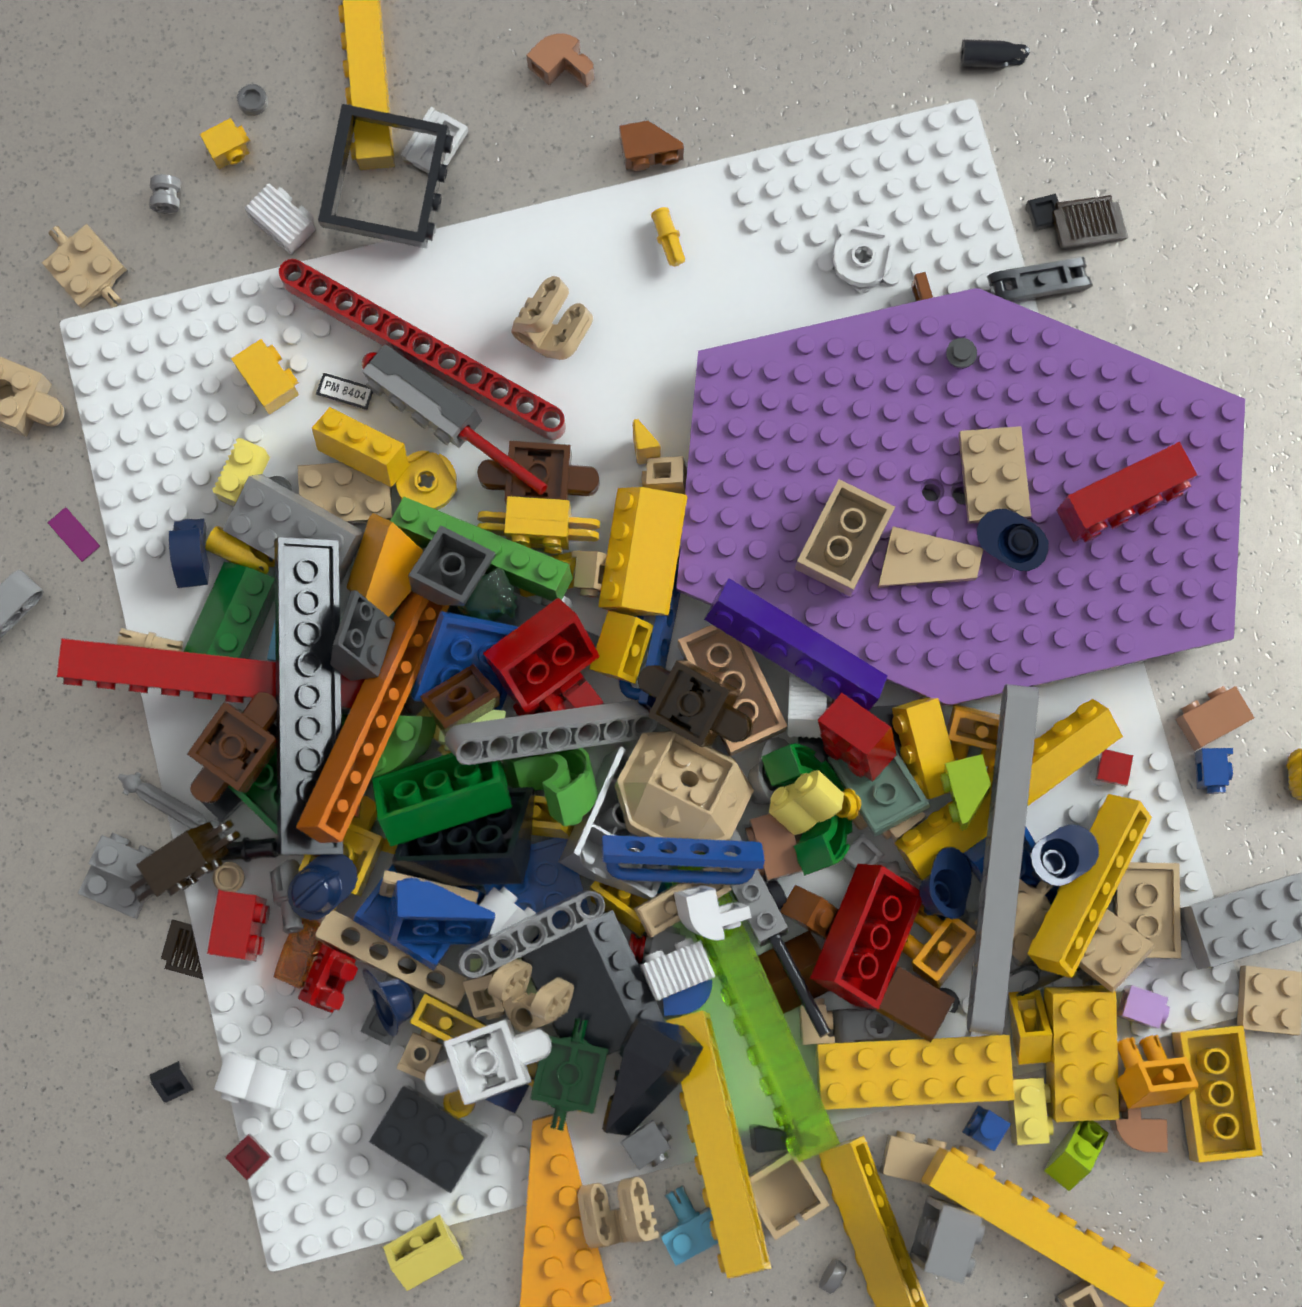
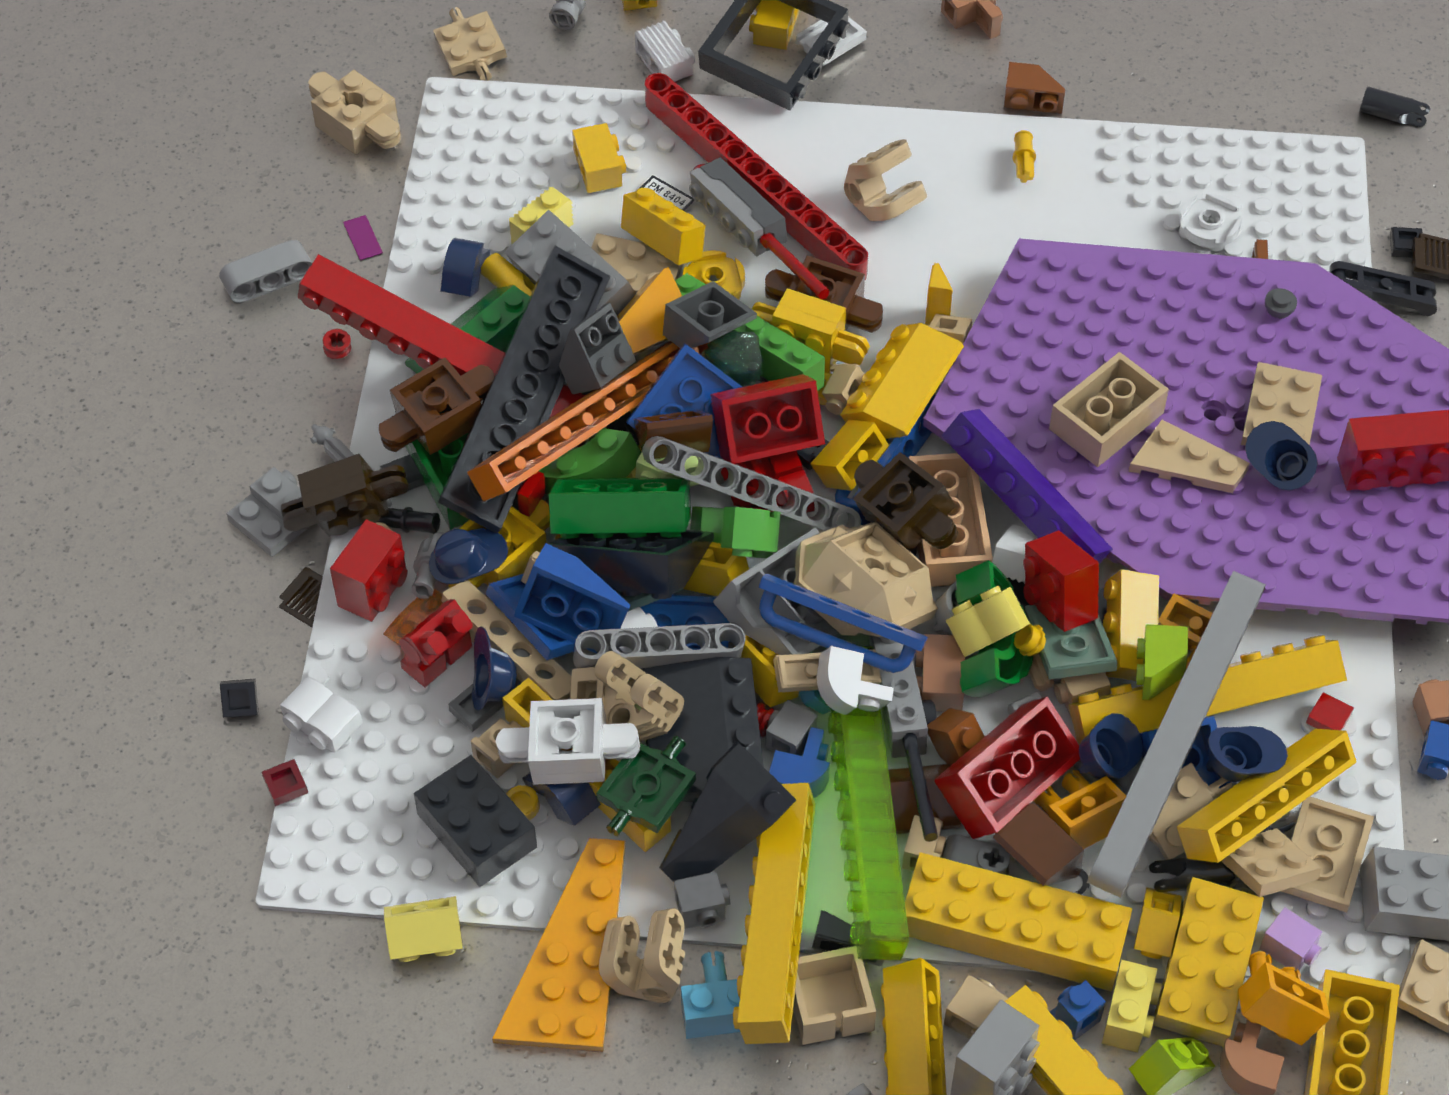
camera: 20 degrees right, 25 degrees down
(678, 969) = (797, 734): white brick -> none

